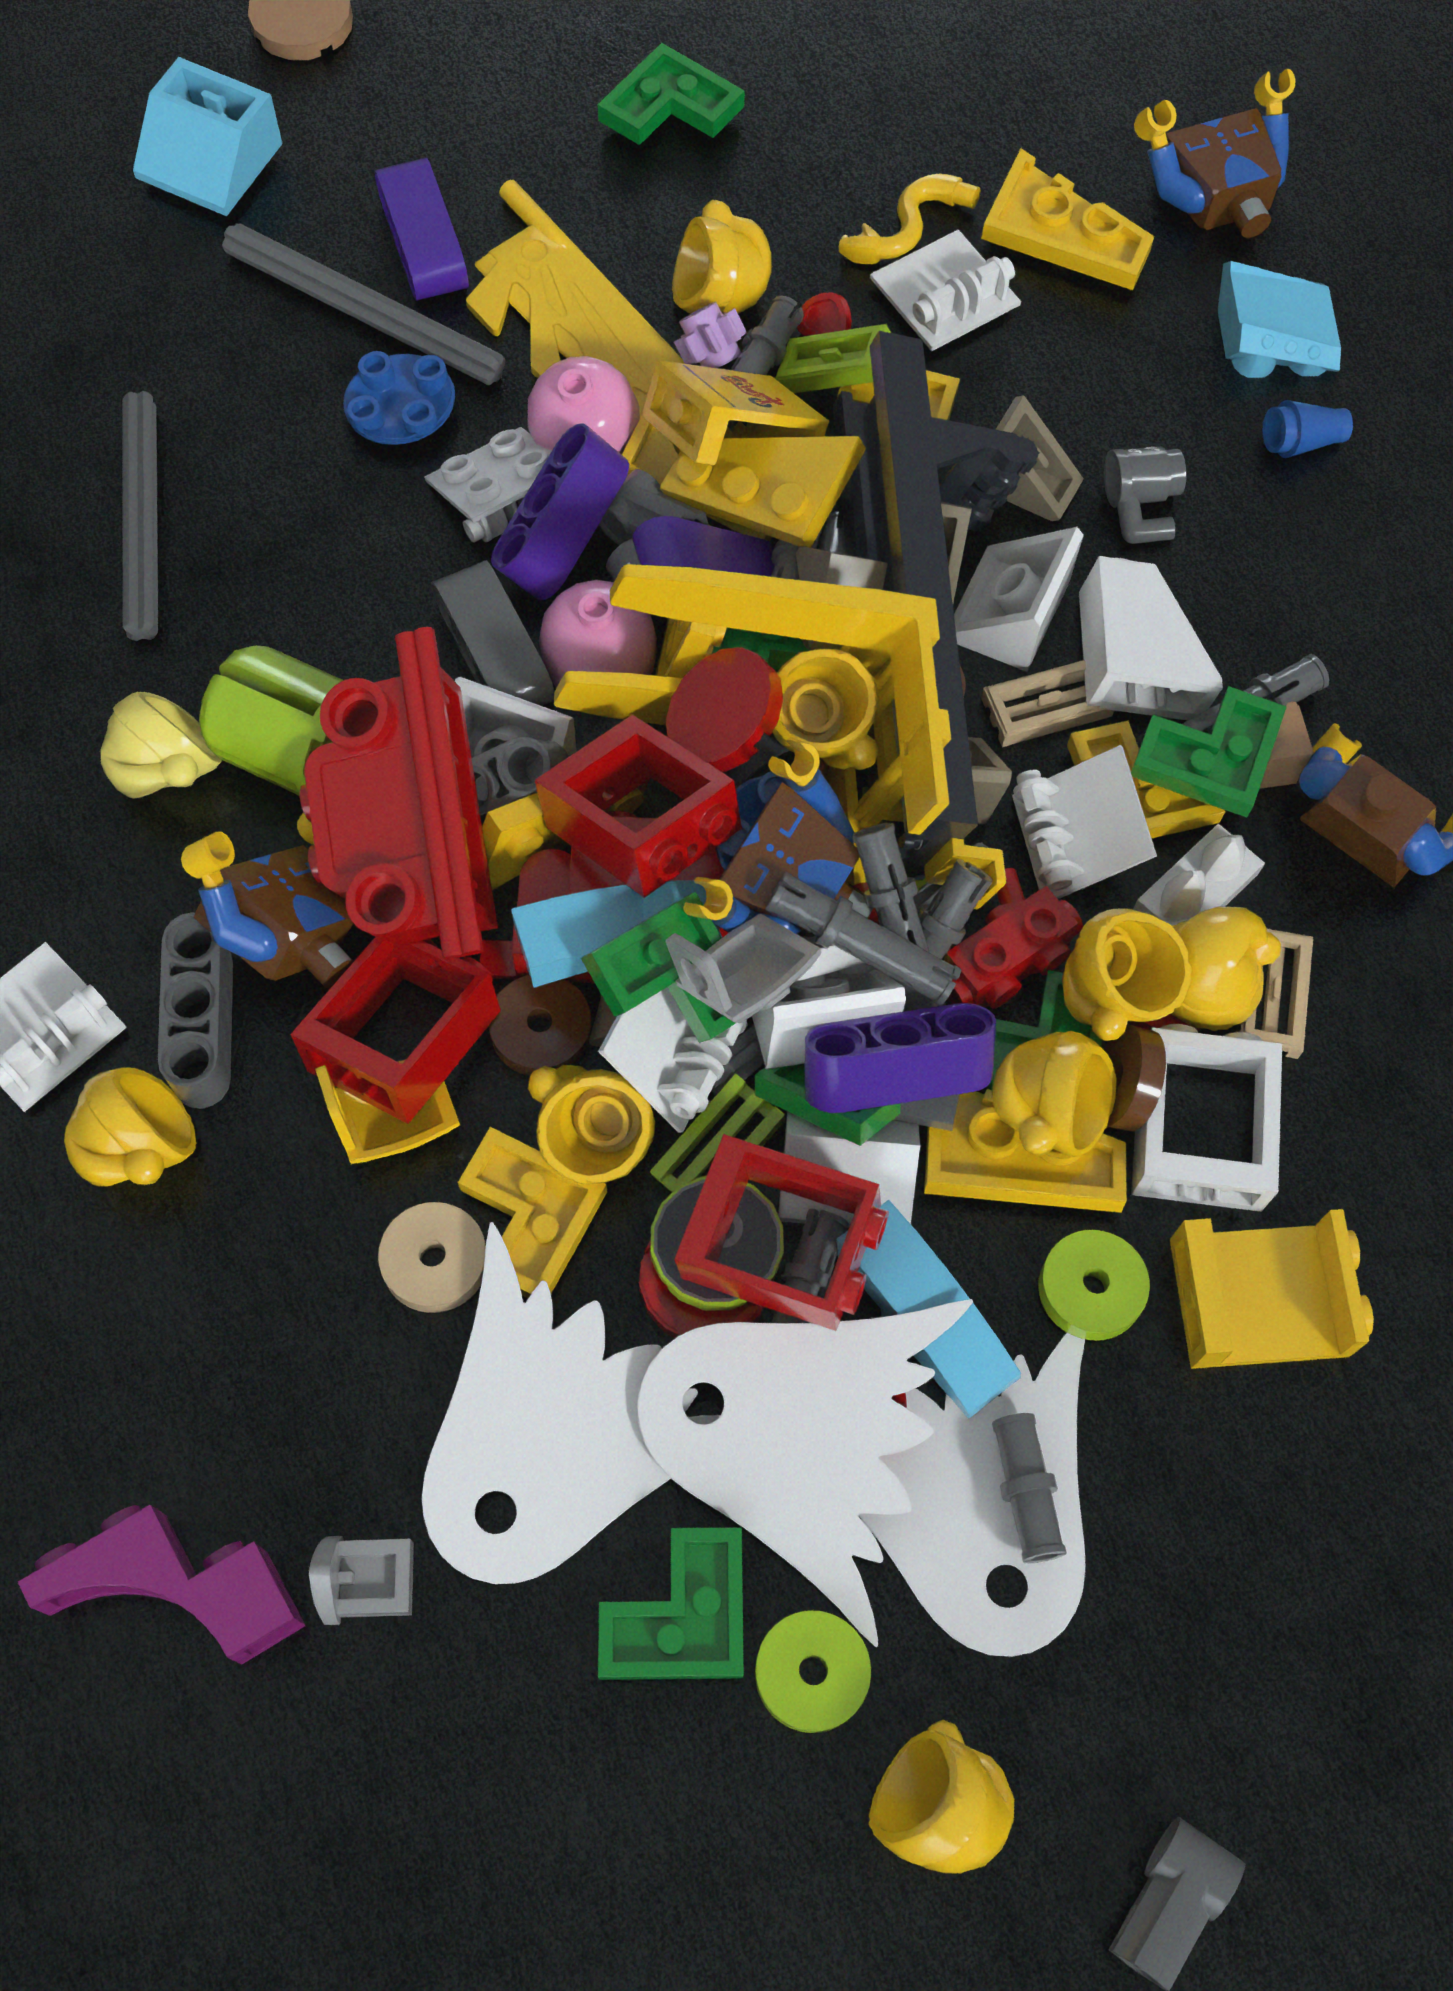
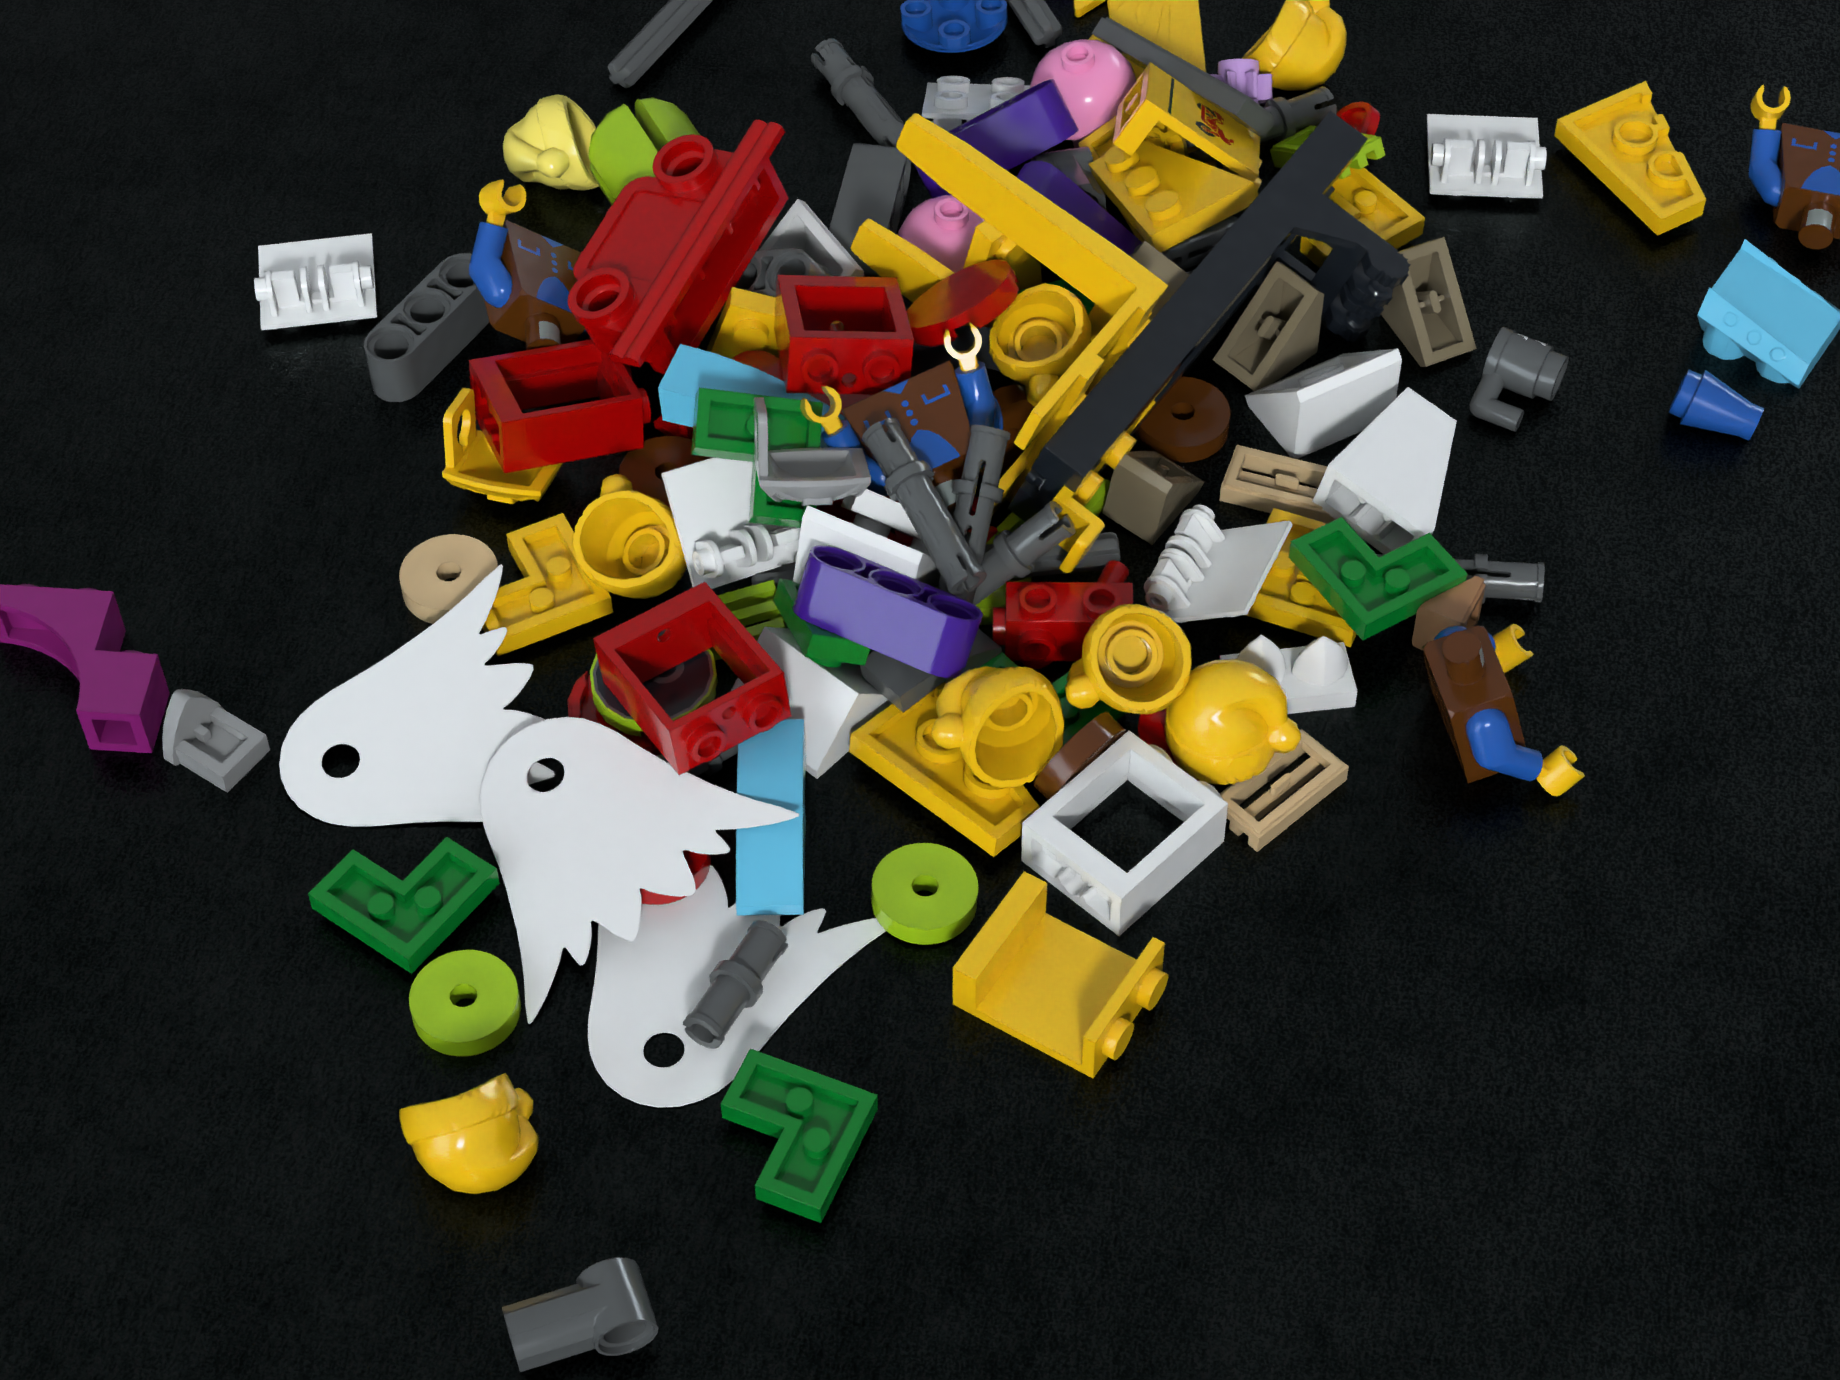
camera: 40 degrees right, 15 degrees down
(127, 1129) = (315, 367): yellow piece -> none
(373, 522) = (857, 90): none -> dark grey pin
(650, 350) = (1218, 93): none -> dark grey tile
(871, 248) = (1553, 82): yellow animal -> none
(1202, 1568) = (815, 1124): none -> green plate

